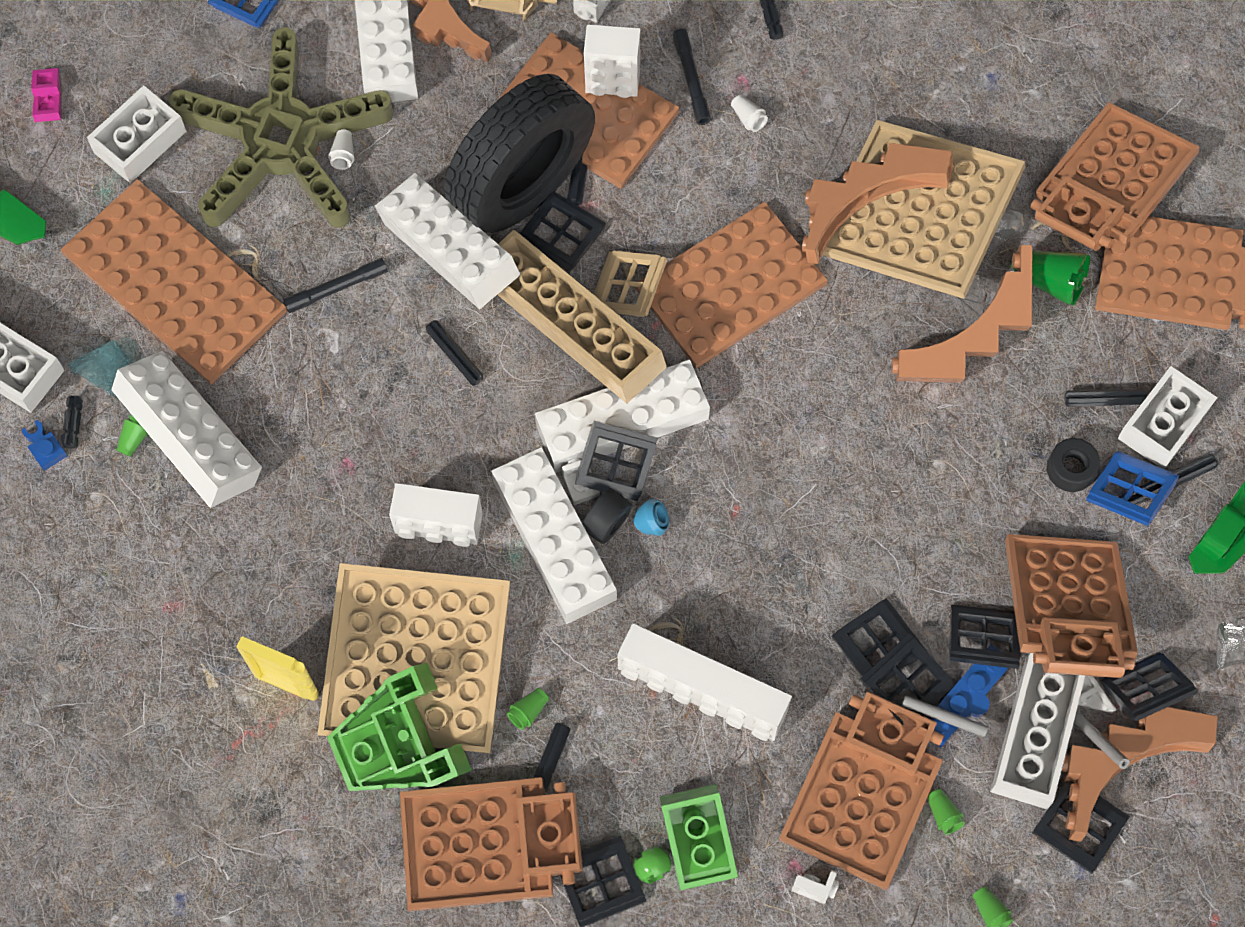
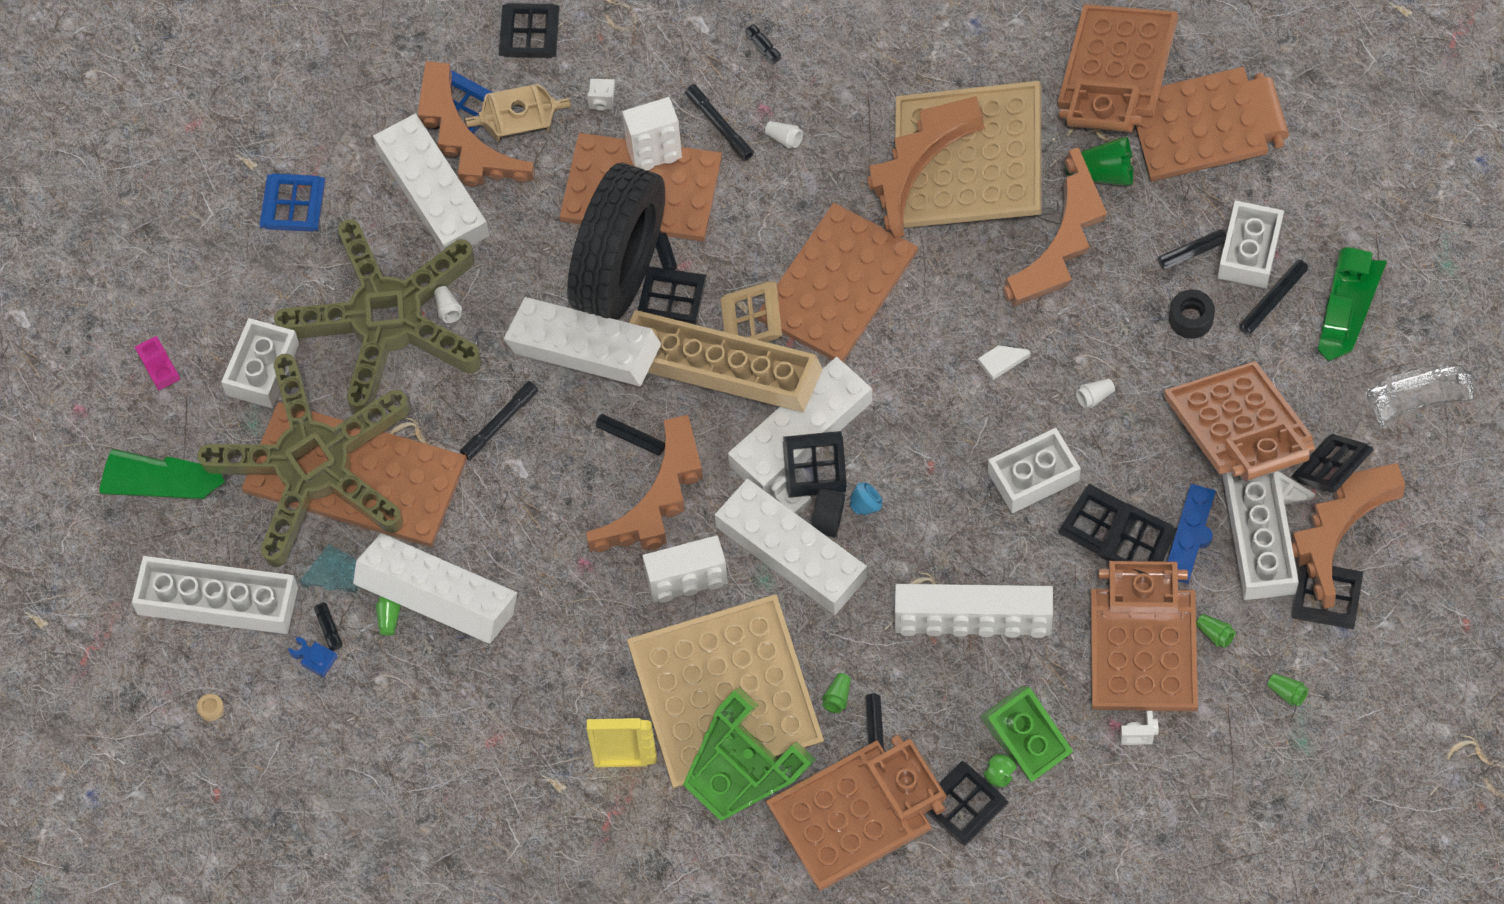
camera: 20 degrees left, 5 degrees down
(130, 224) = (324, 480): none -> olive beam
(455, 431) = (665, 498): none -> nougat arch
(834, 561) = (1034, 470): none -> white brick
(858, 431) = (1001, 360): none -> white tile
(935, 505) = (1094, 392): none -> white cone
(945, 716) = (1181, 554): light grey bar -> none
(983, 656) = (1176, 465): black piece -> none
(1101, 741) = (1315, 520): light grey piece -> none
(1122, 506) = (1248, 294): blue piece -> none

